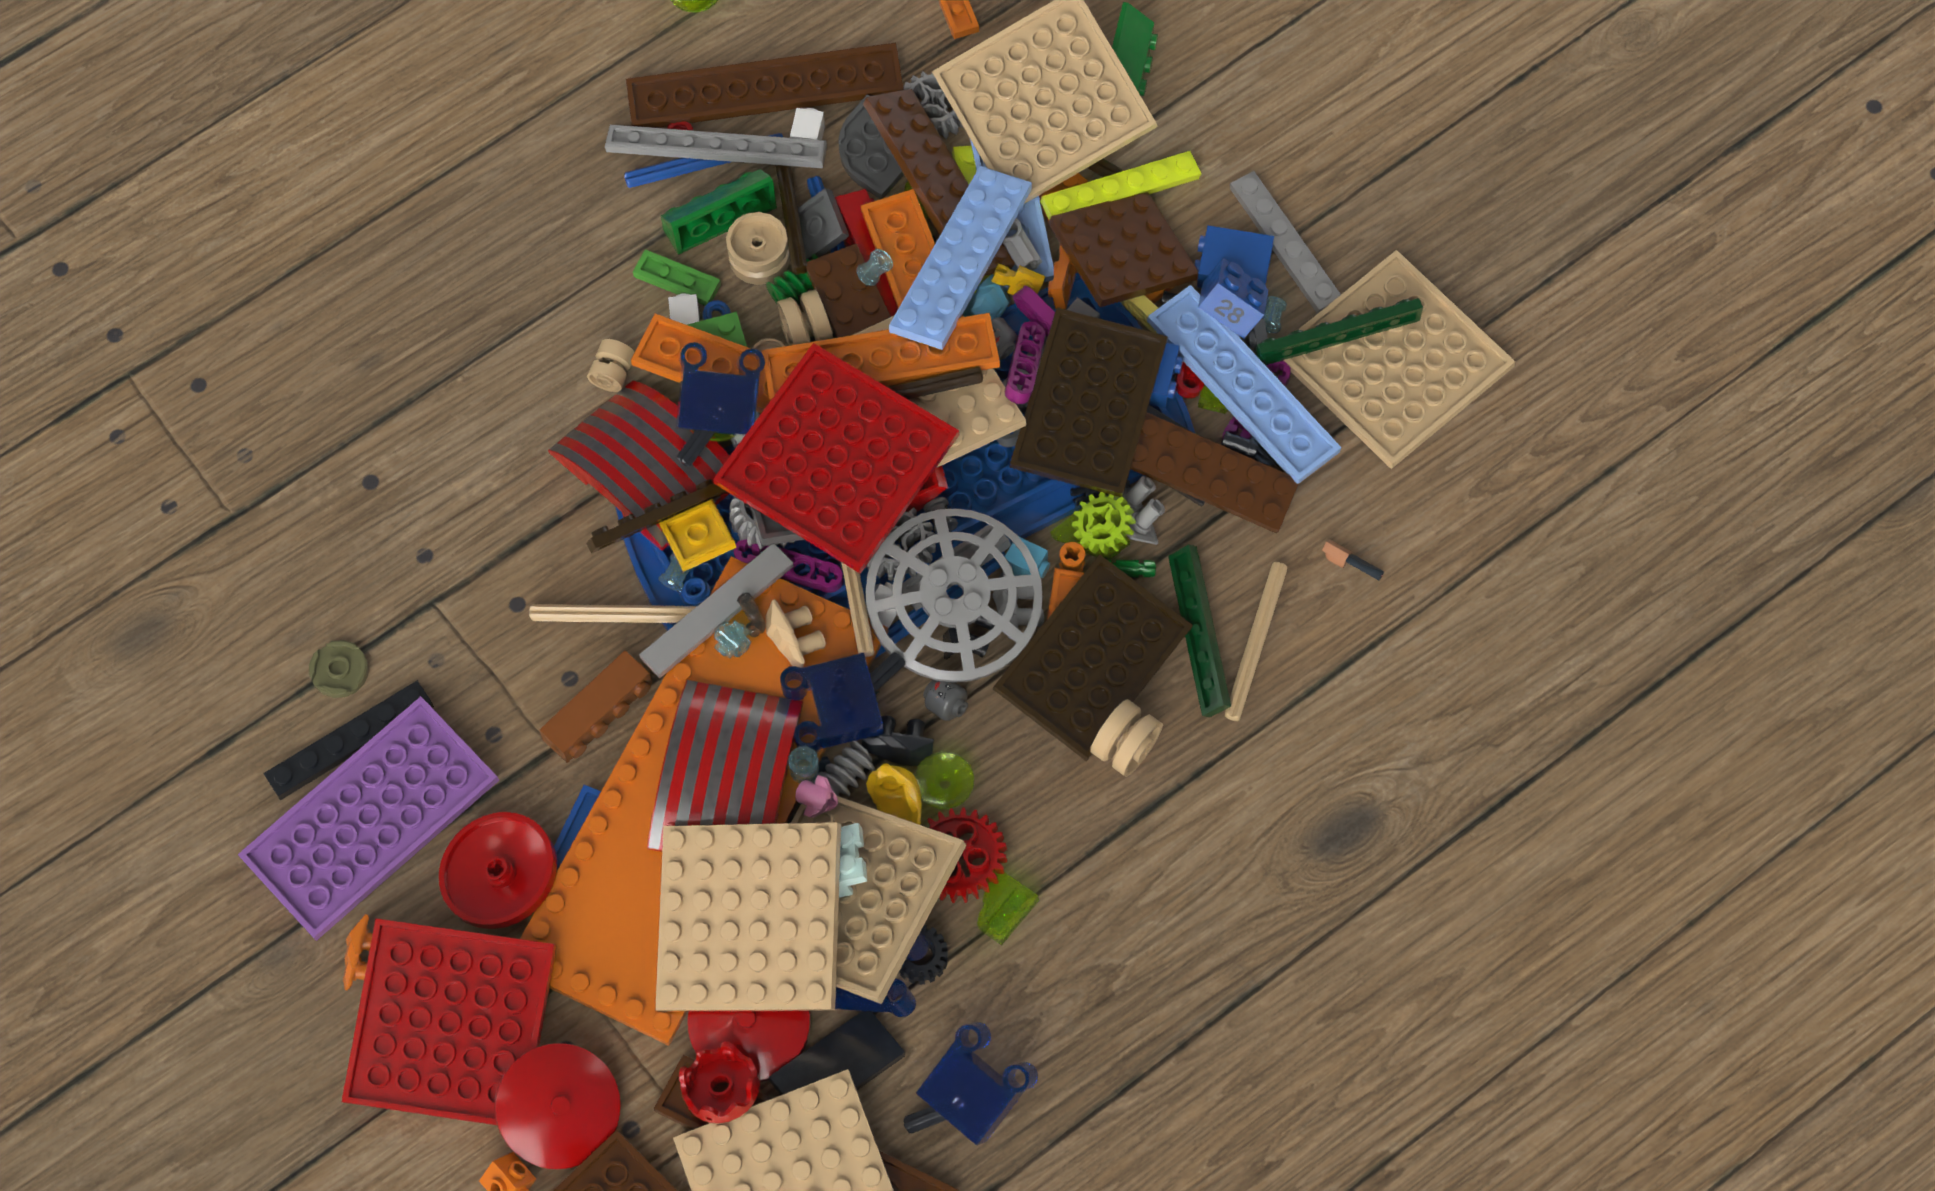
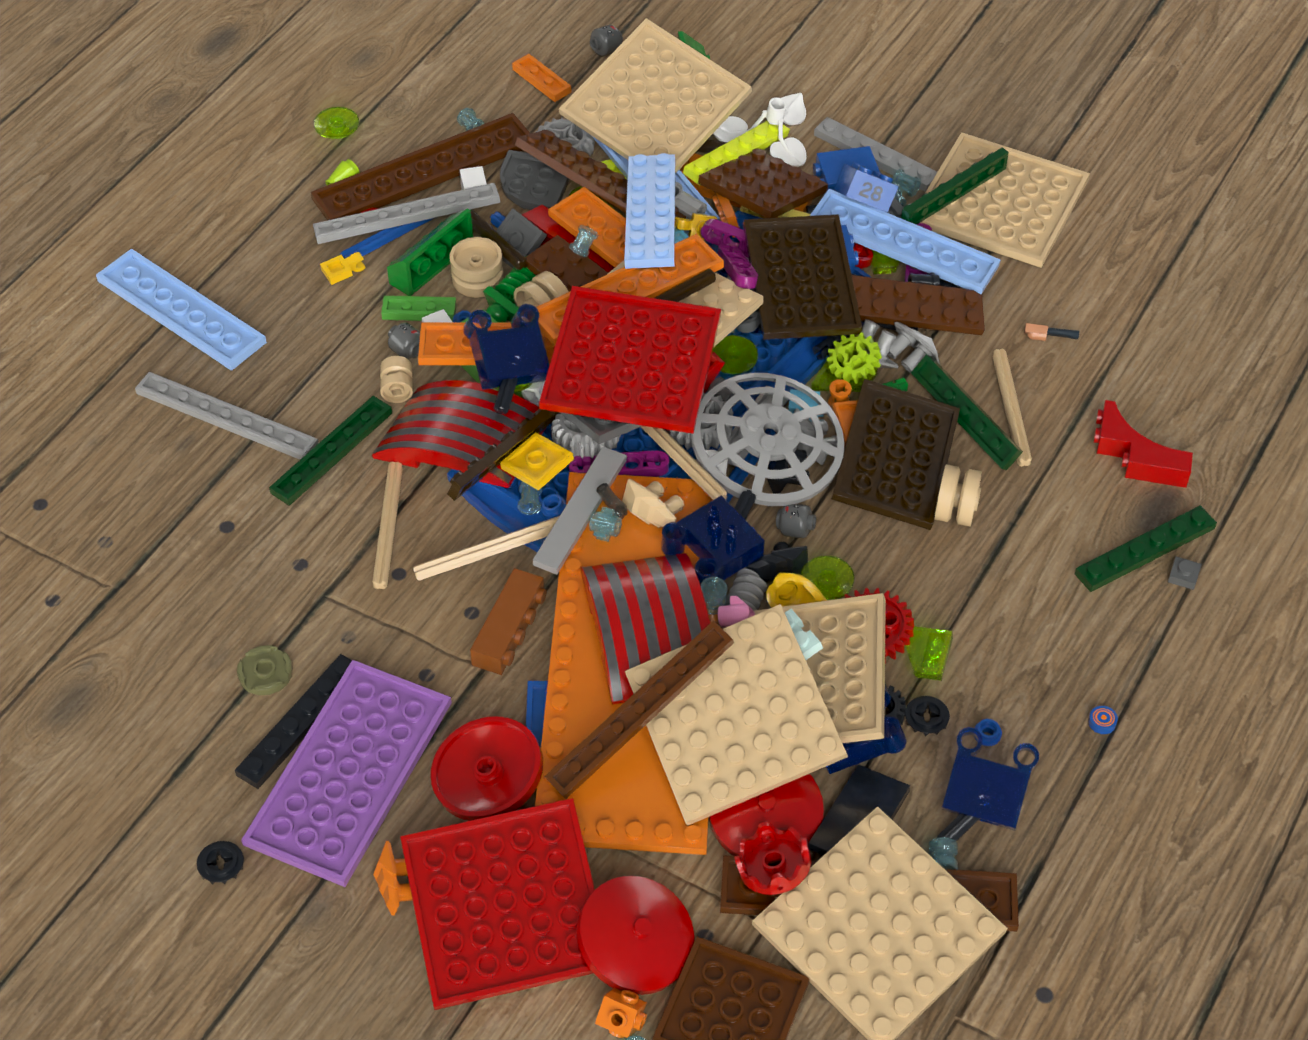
camera: 25 degrees left, 15 degrees down
(203, 859) = (208, 862): none -> black gear
(423, 344) = (226, 416): none -> light grey tile
(429, 188) = (181, 309): none -> light blue plate
(509, 429) = (330, 450): none -> dark green plate
(528, 542) = (387, 525): none -> tan axle
(615, 193) = (340, 268): none -> yellow plate
(639, 315) = (404, 340): none -> dark grey head
(656, 877) = (639, 709): none -> reddish brown plate
(672, 62) = (343, 170): none -> lime cone
(762, 313) = (499, 306): none -> green tile
(843, 38) = (468, 122): none -> clear light blue bush
(898, 1141) = (944, 852): none -> clear light blue wheel
(962, 966) = (936, 708): none -> black gear
(981, 461) = (737, 354): none -> clear neon green dish
(1020, 1014) = (992, 727): none -> blue plate
(1144, 1054) = (1103, 720): none -> blue tile
(1185, 204) = (787, 109): none -> white plant
(1195, 532) = (910, 337): none -> light grey connector
(1296, 297) = (914, 183): none -> clear light blue bush
(1305, 872) = (1145, 548): none -> dark green plate
(1329, 918) = (1184, 573): none -> dark grey plate
(1359, 759) = (1140, 455): none -> red arch

